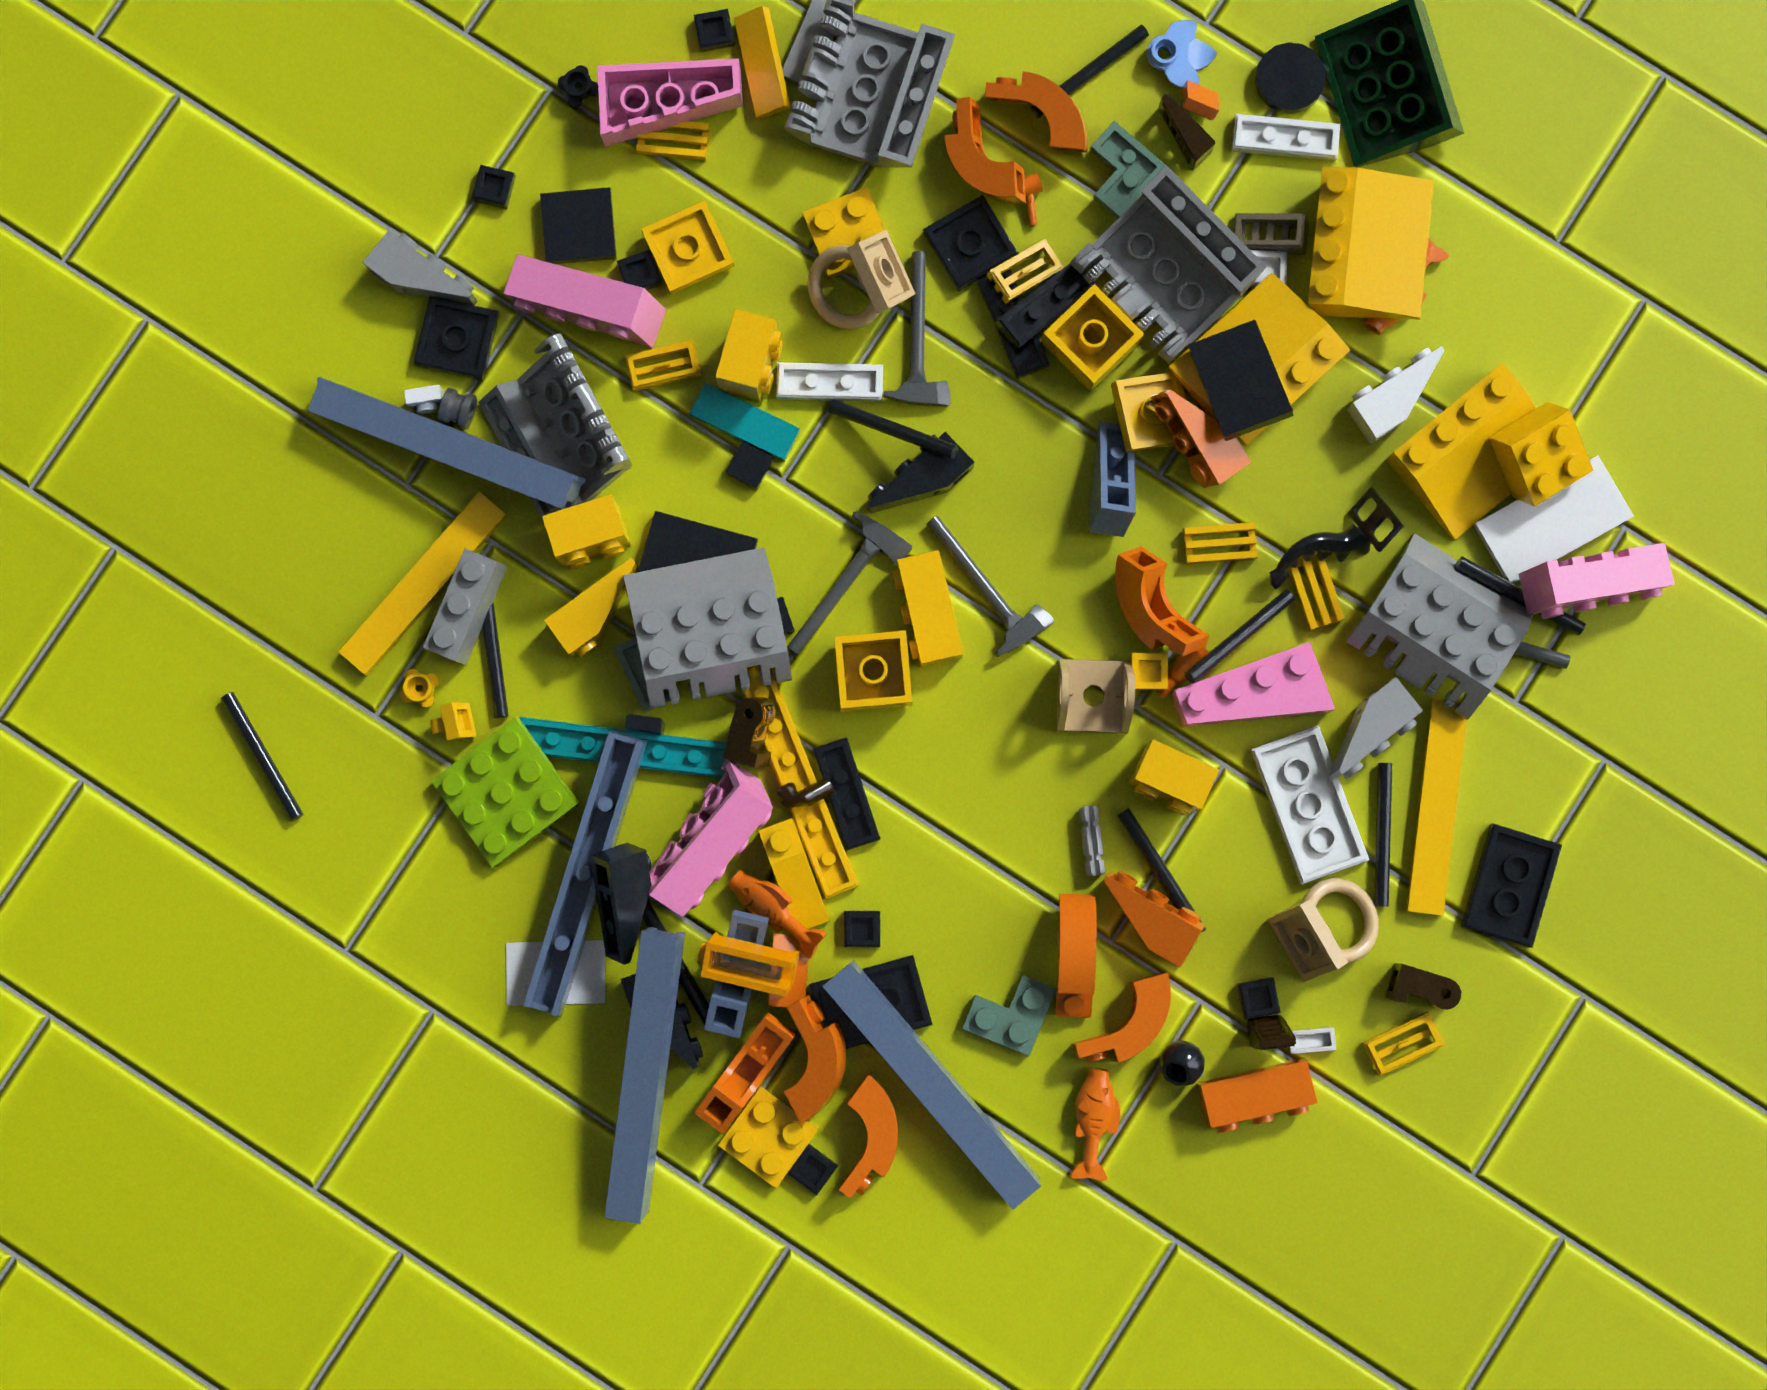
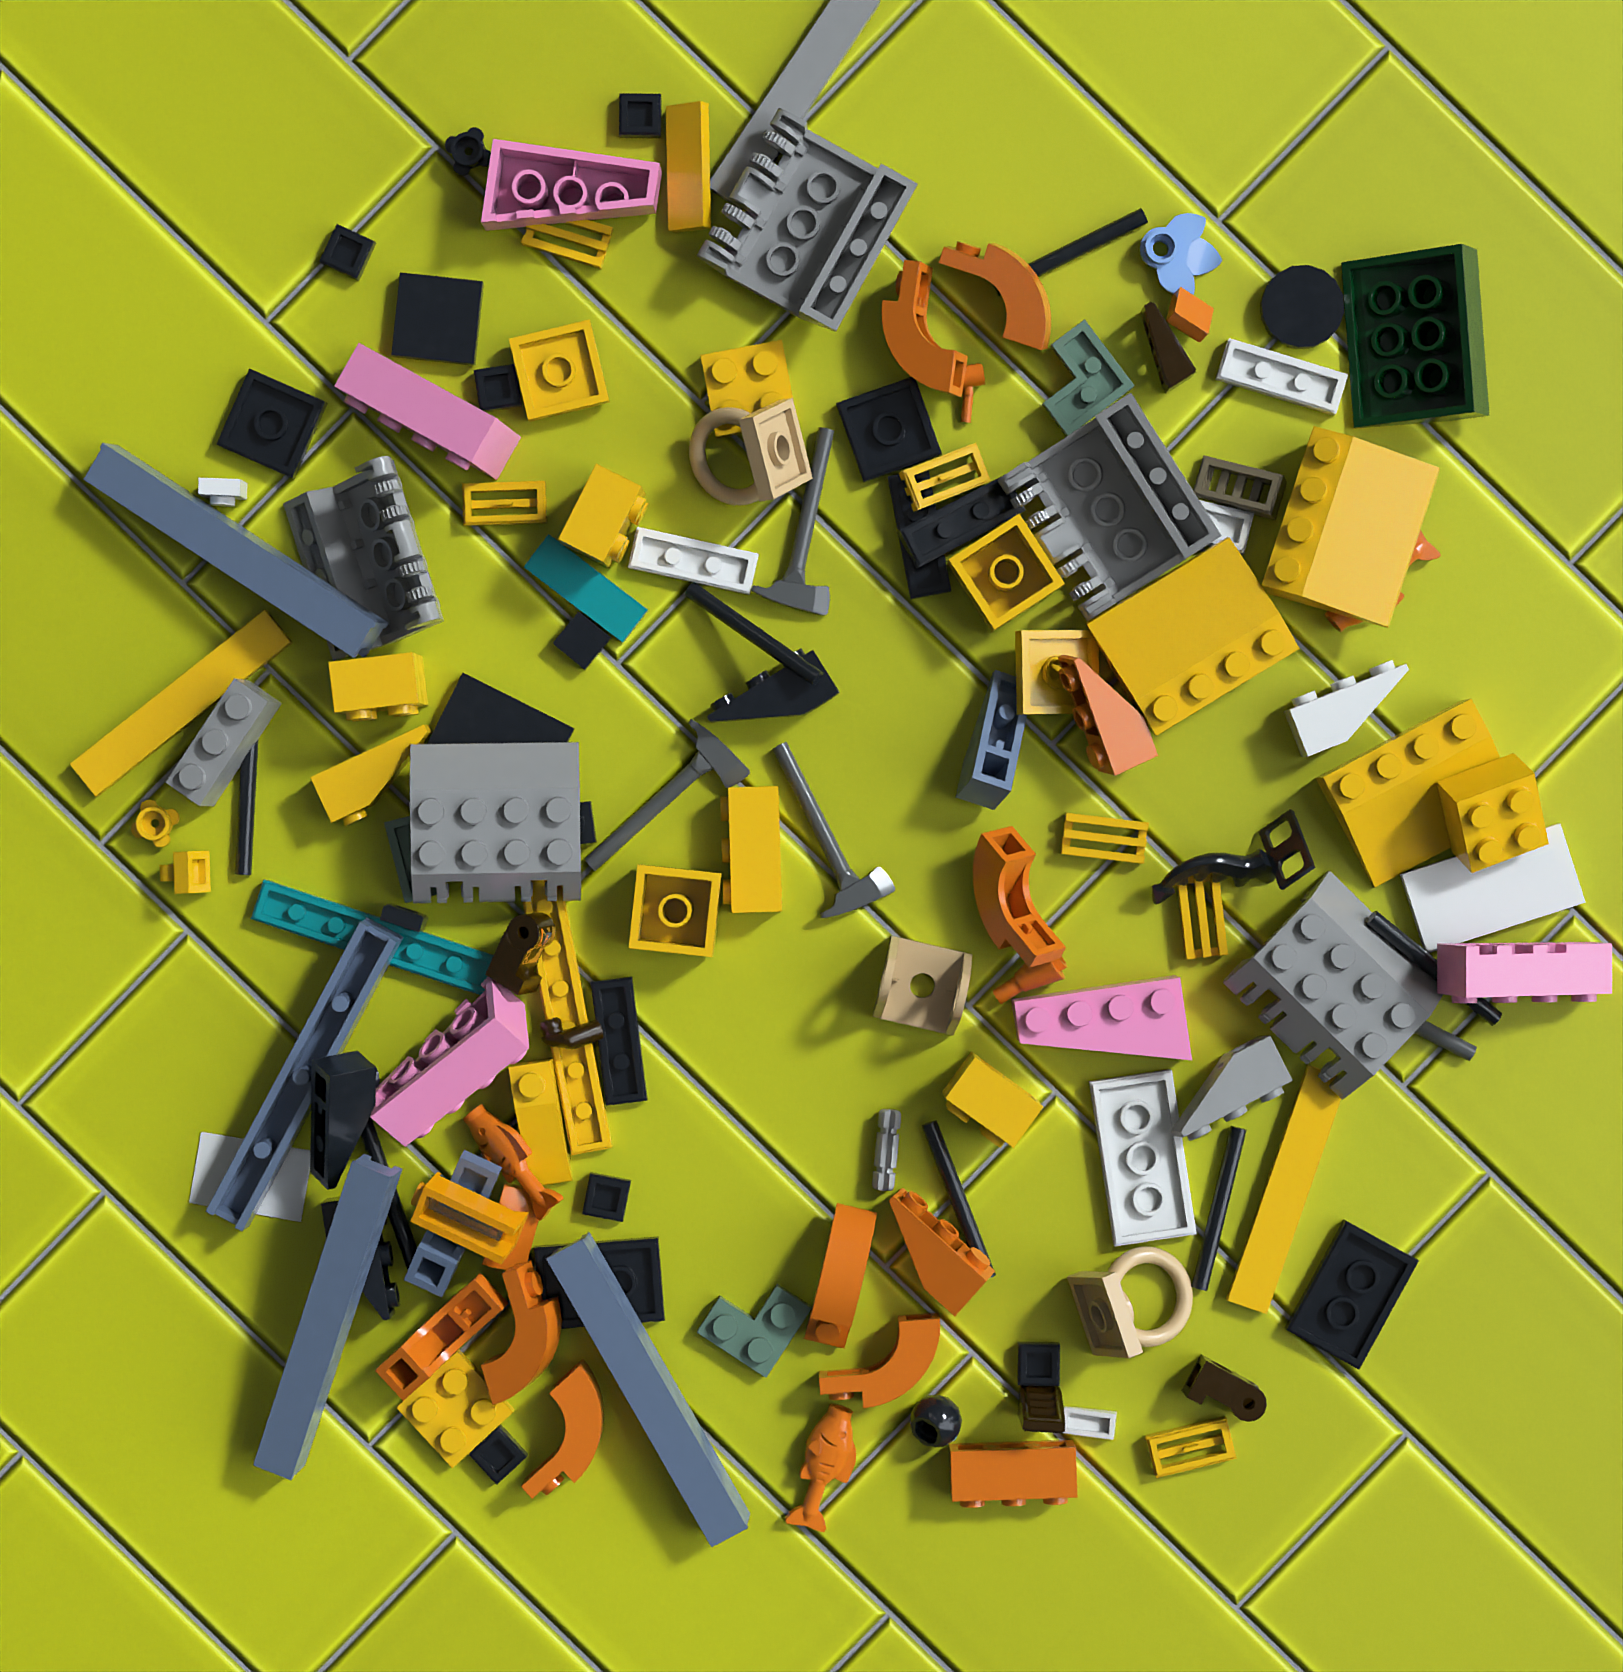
camera: 10 degrees right, 5 degrees up
(410, 273) = (226, 333): light grey slope -> none
(457, 408) = (257, 508): flat silver wheel -> none
(505, 792) = (231, 962): lime plate -> none
(1150, 670) = (991, 972): yellow tile -> none
(1239, 636) = (1102, 952): black bar -> none
(1240, 380) = (1163, 660): black tile -> none

